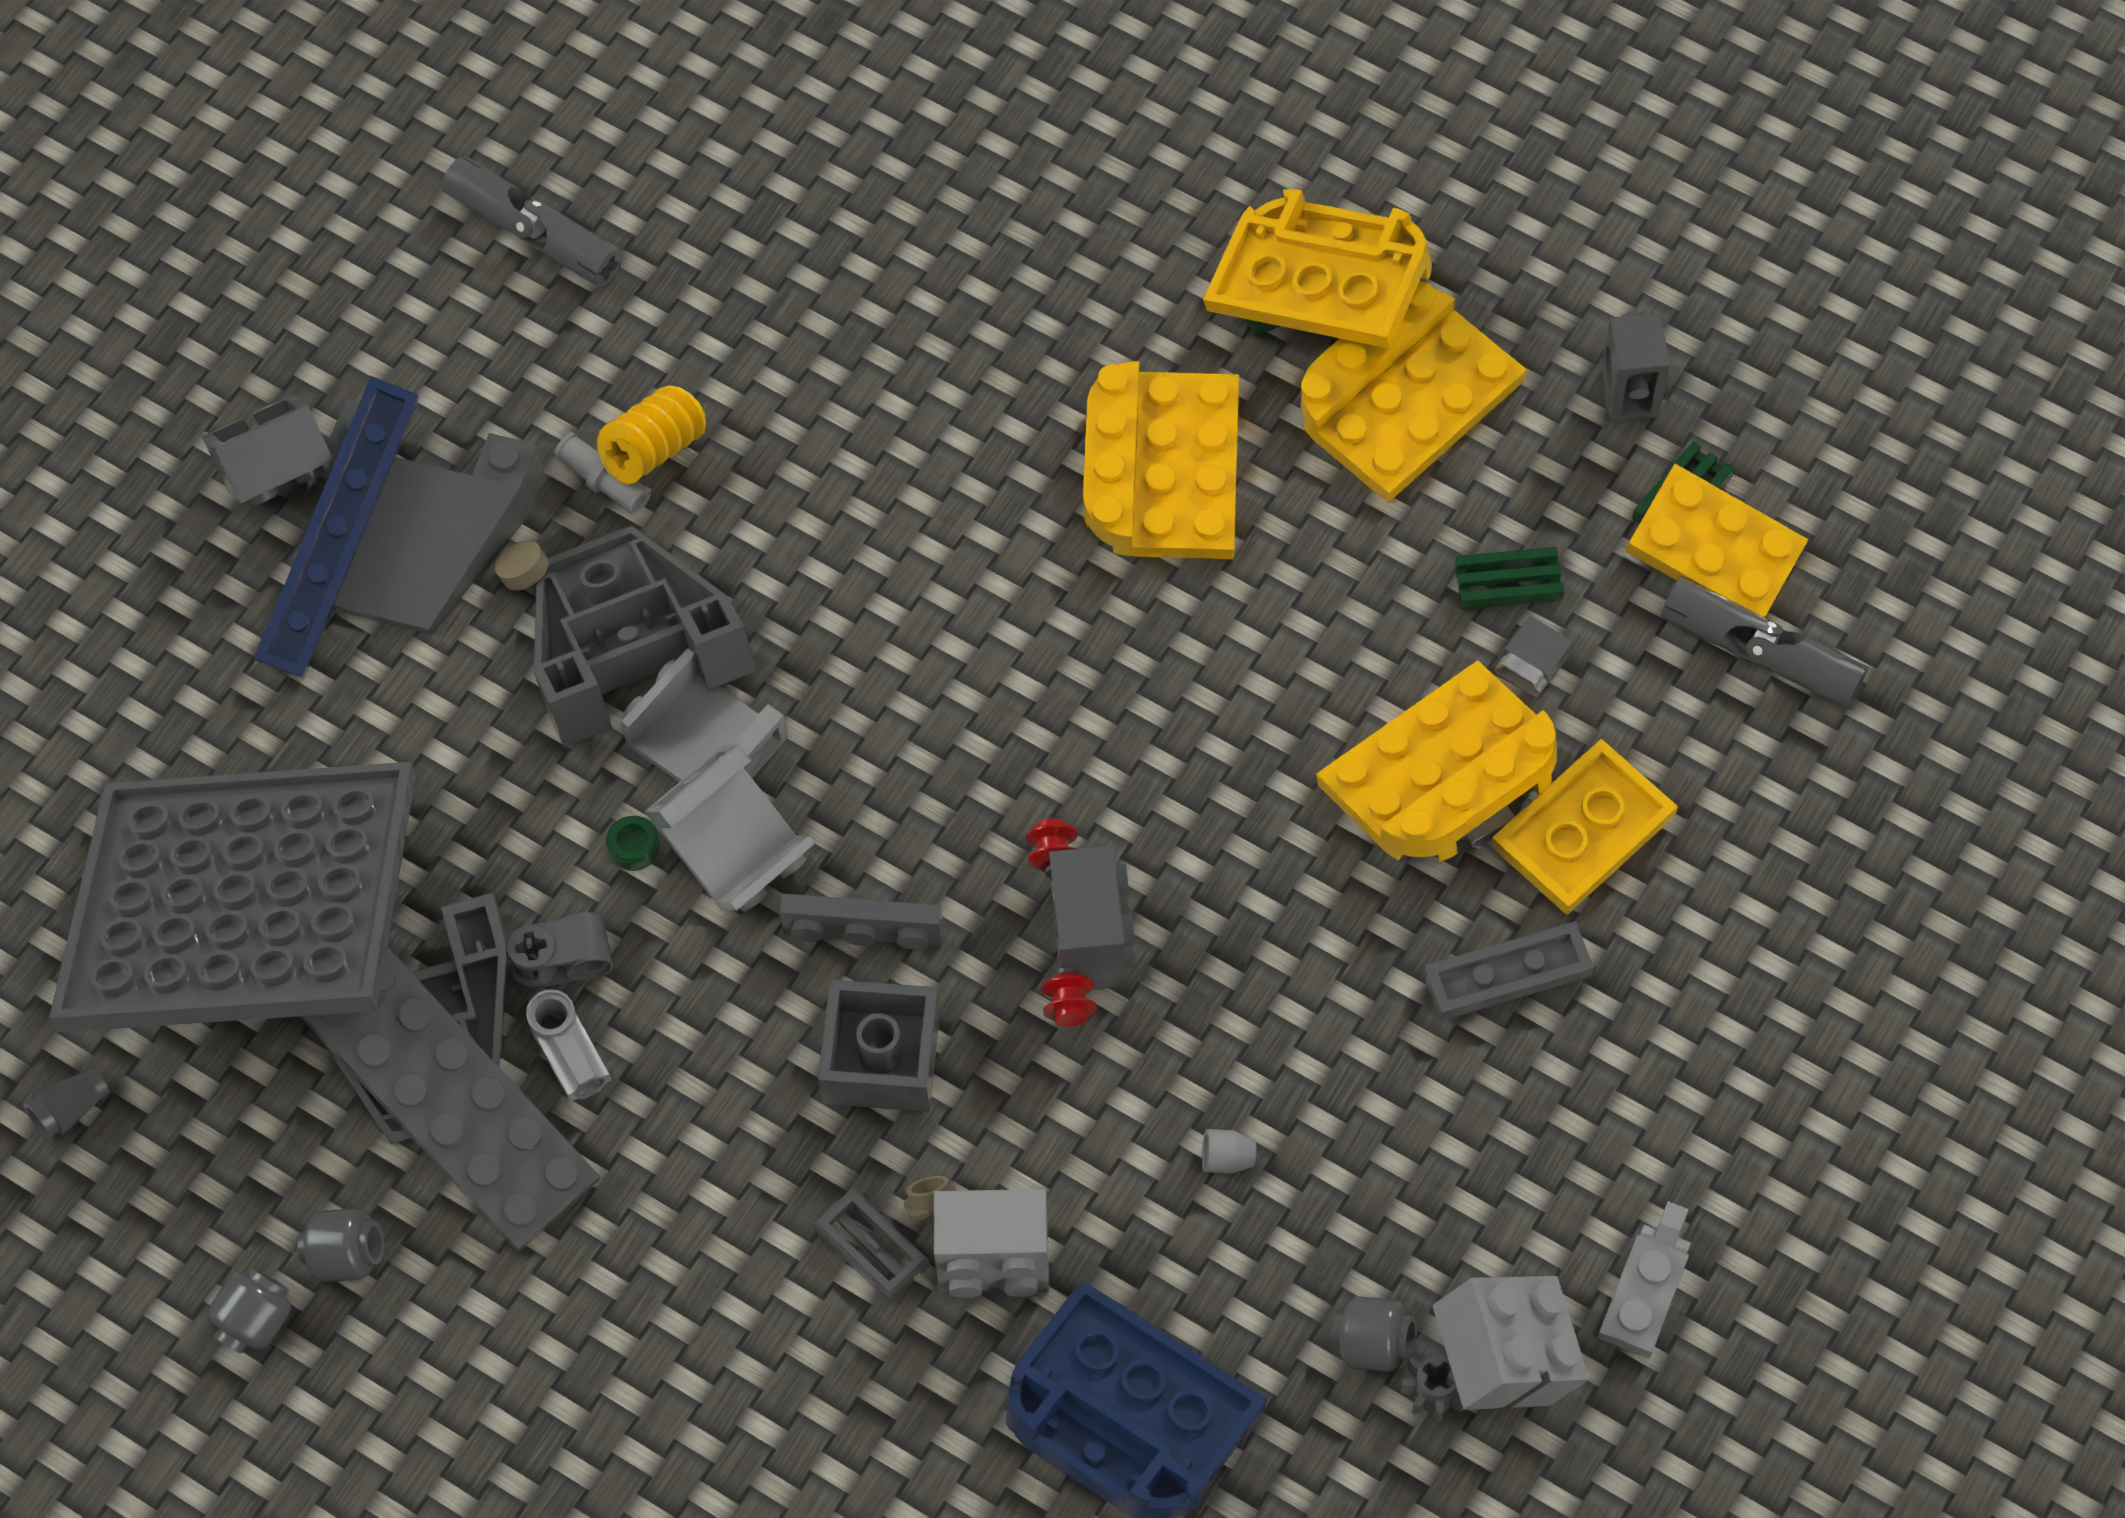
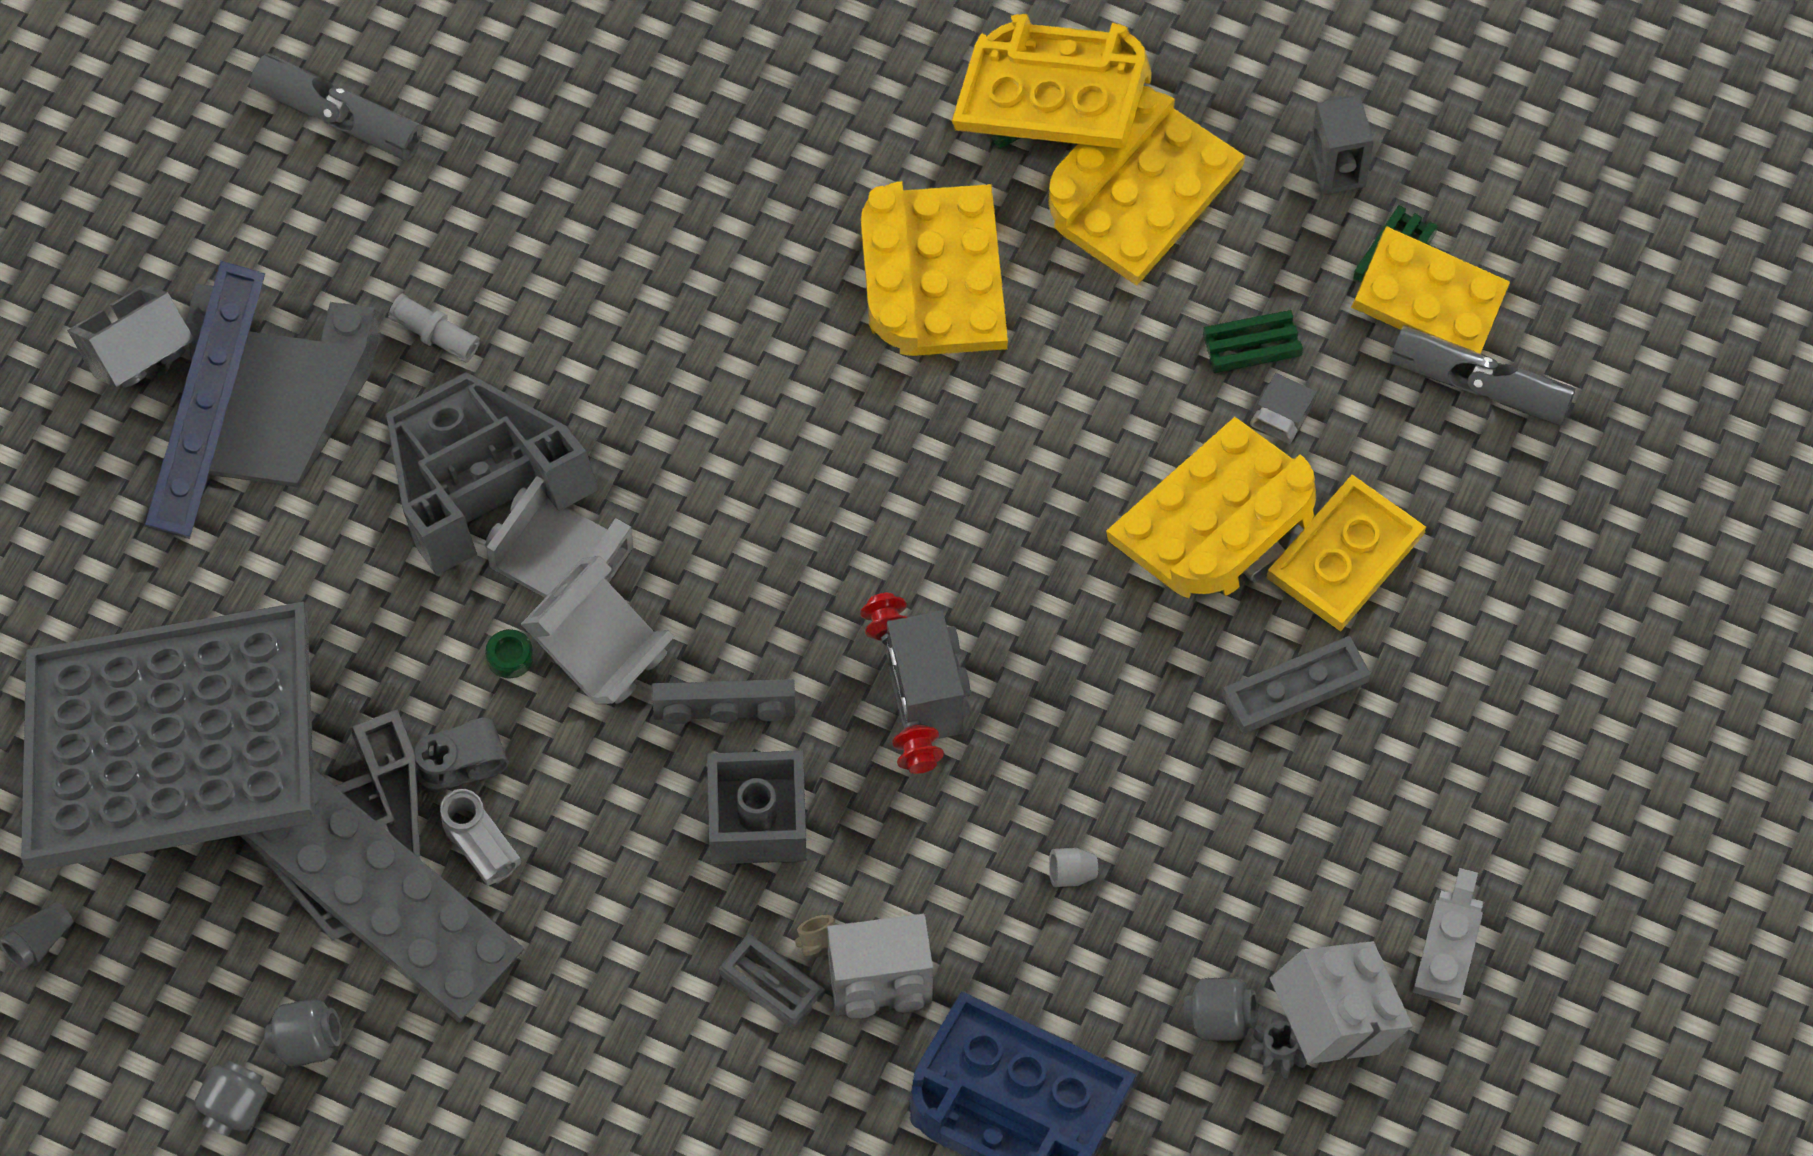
camera: 10 degrees left, 0 degrees up
(521, 565) = (373, 417): dark tan tile -> none
(650, 433) = (474, 288): yellow piece -> none

